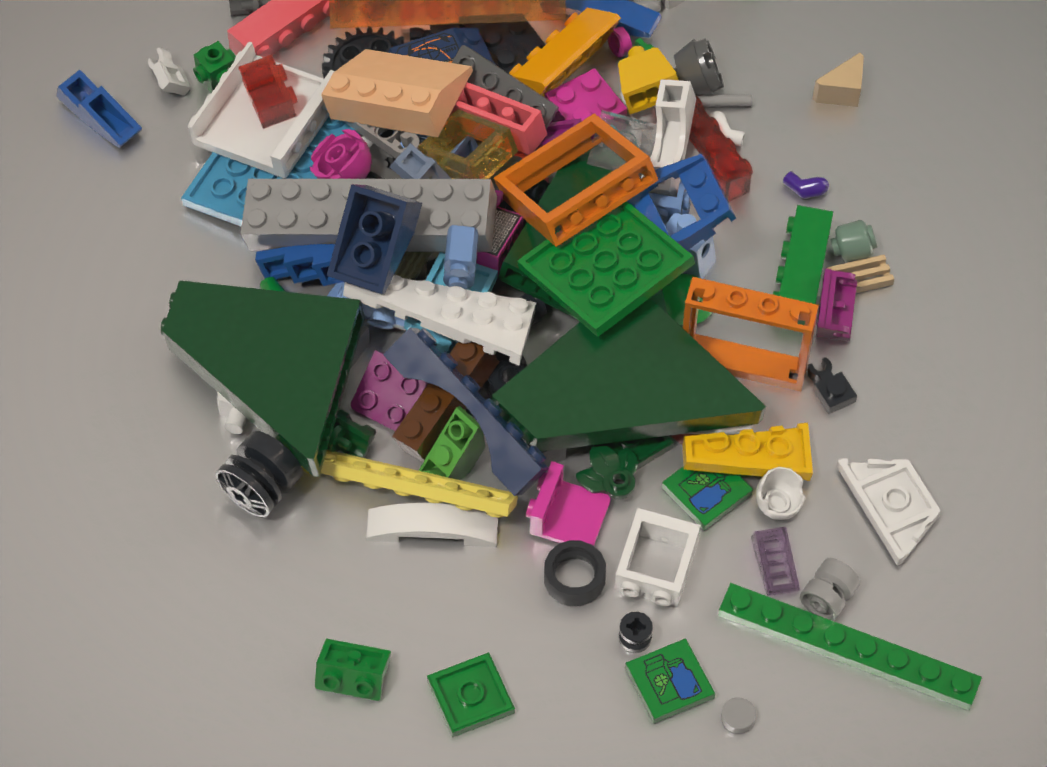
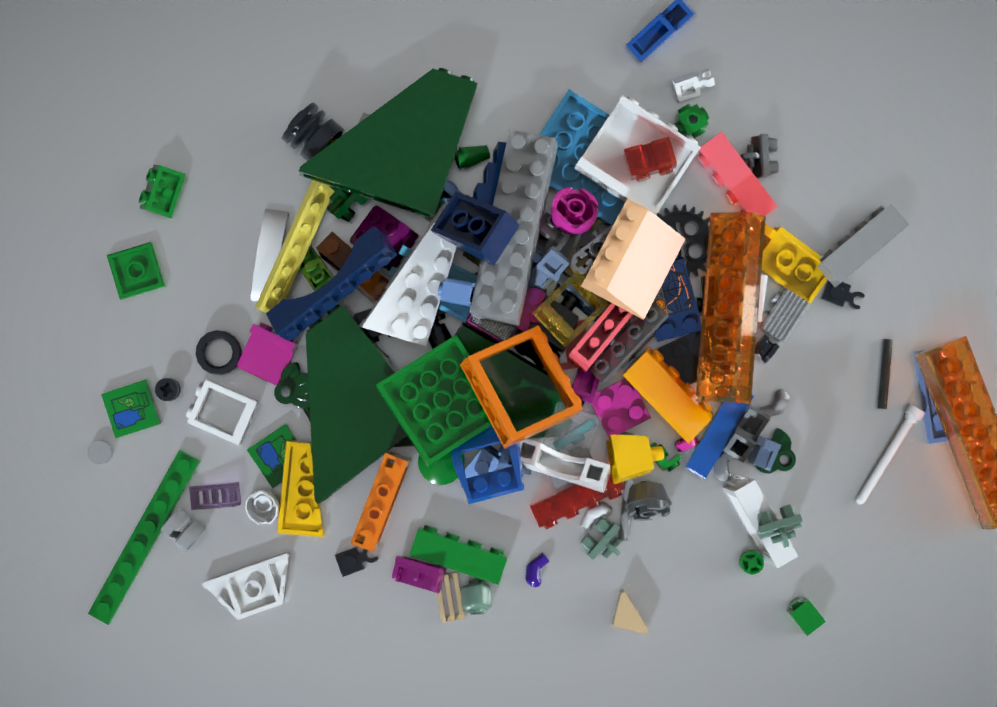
camera: 95 degrees right, 30 degrees up
(755, 113) = (594, 547): none -> sand green hips

